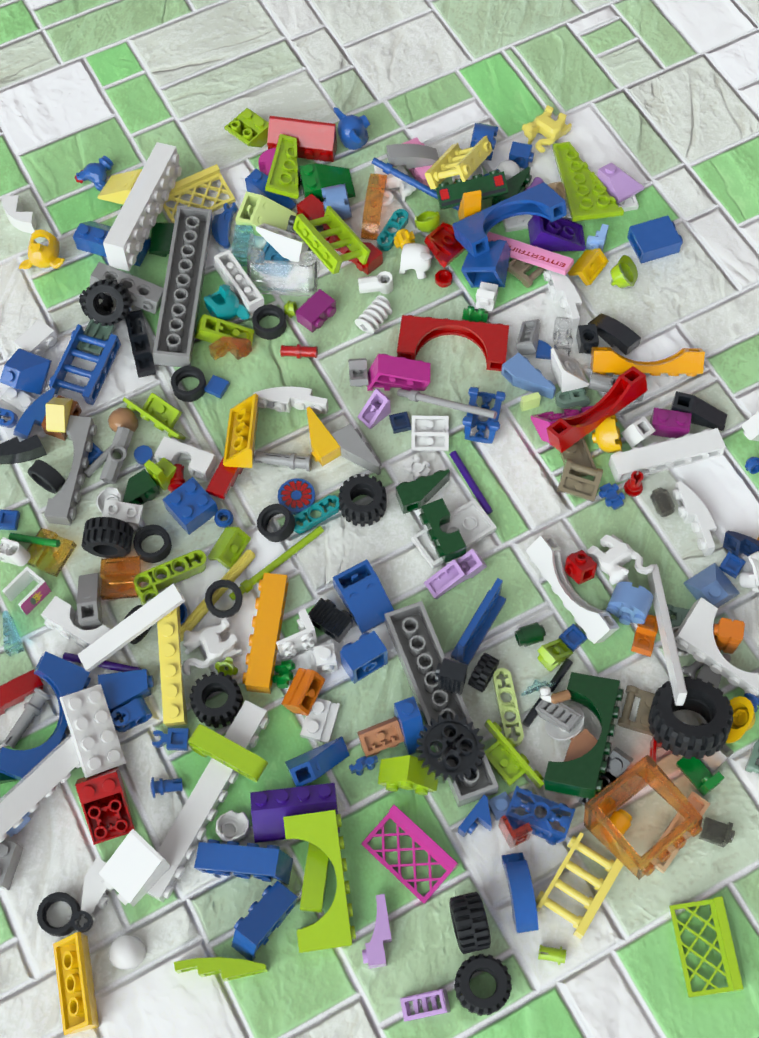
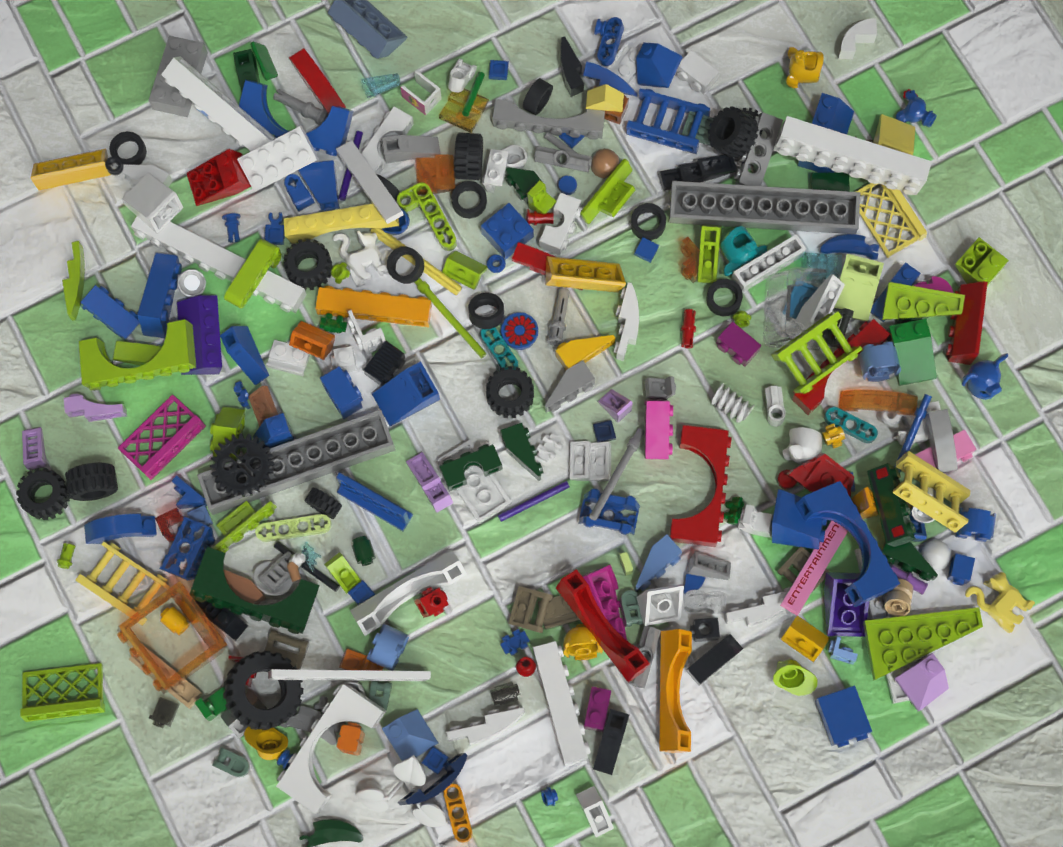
camera: 90 degrees right, 10 degrees up
(127, 952) = (94, 206): white hair -> none
(427, 221) = (860, 461): lime hair -> none
(451, 675) = (307, 465): black brick -> none
(617, 556) = (441, 639): white animal -> none
(638, 431) = (585, 673): white brick -> none

